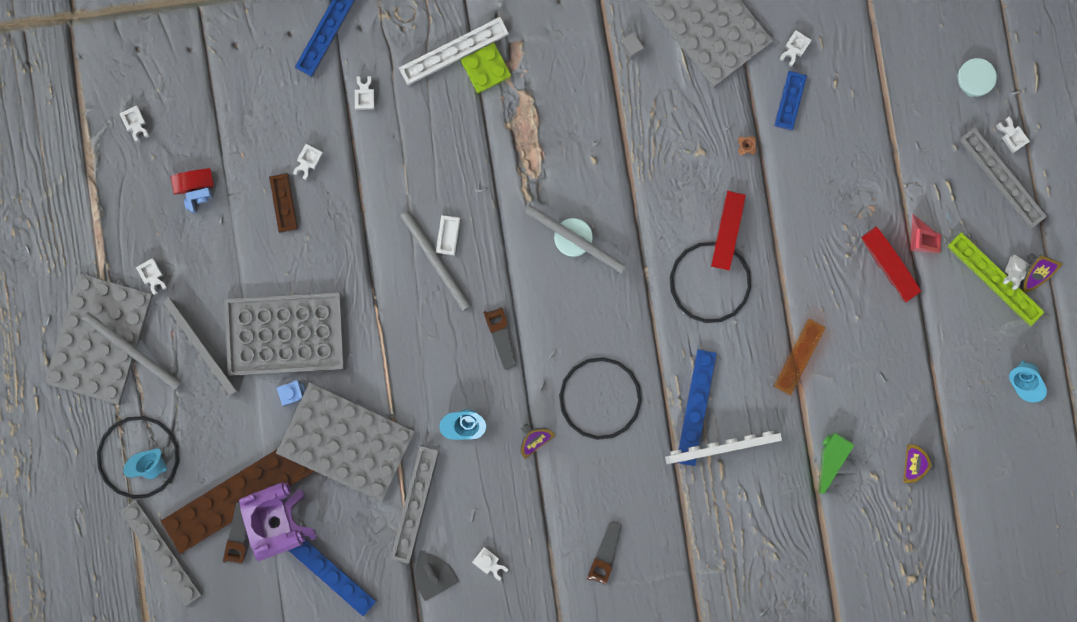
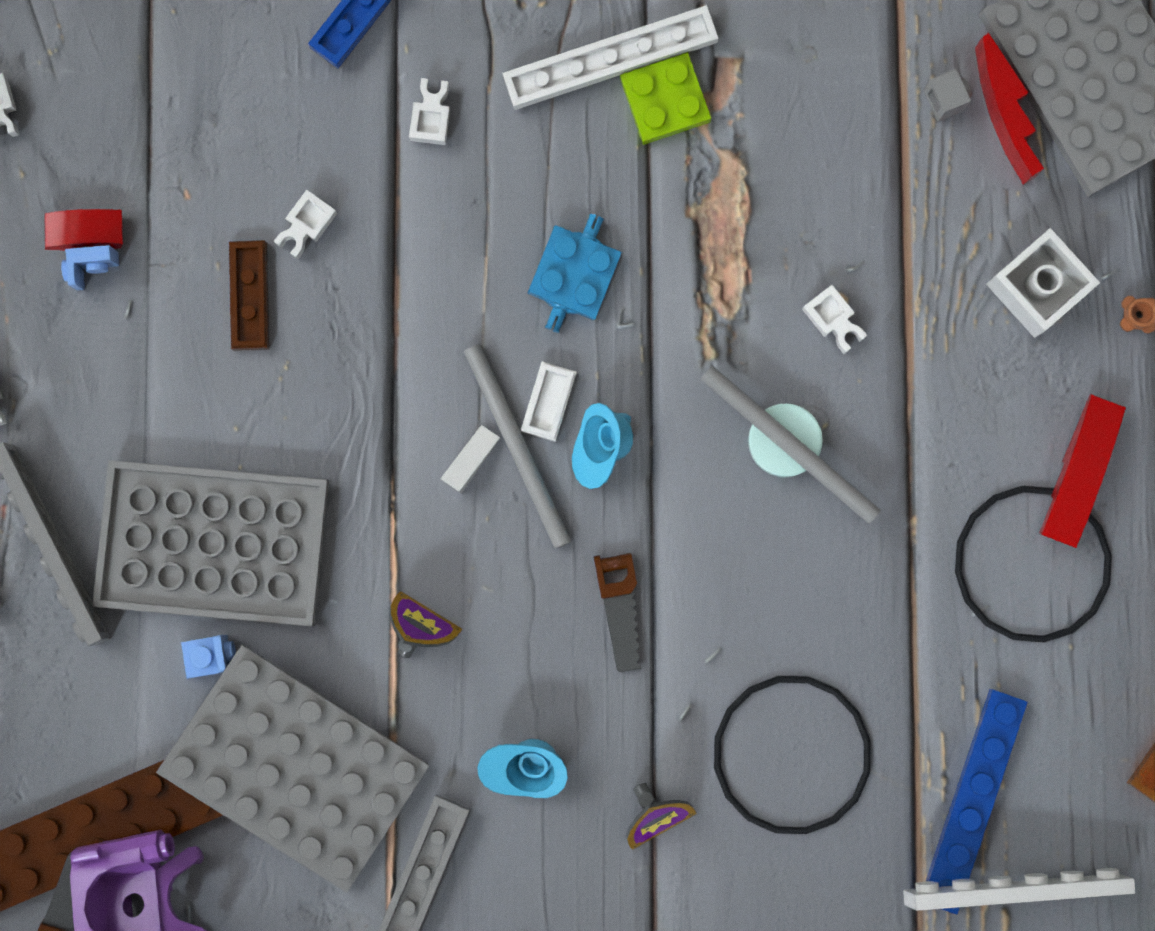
camera: 15 degrees right, 0 degrees up
(398, 360) = (419, 625): none -> shield
(412, 271) = (470, 459): none -> white piece
(451, 166) = (574, 273): none -> dark azure plate
(478, 252) = (600, 443): none -> medium azure piece
(588, 169) = (831, 314): none -> white plate
(661, 42) = (1002, 96): none -> red slope
(693, 137) = (1043, 283): none -> white brick

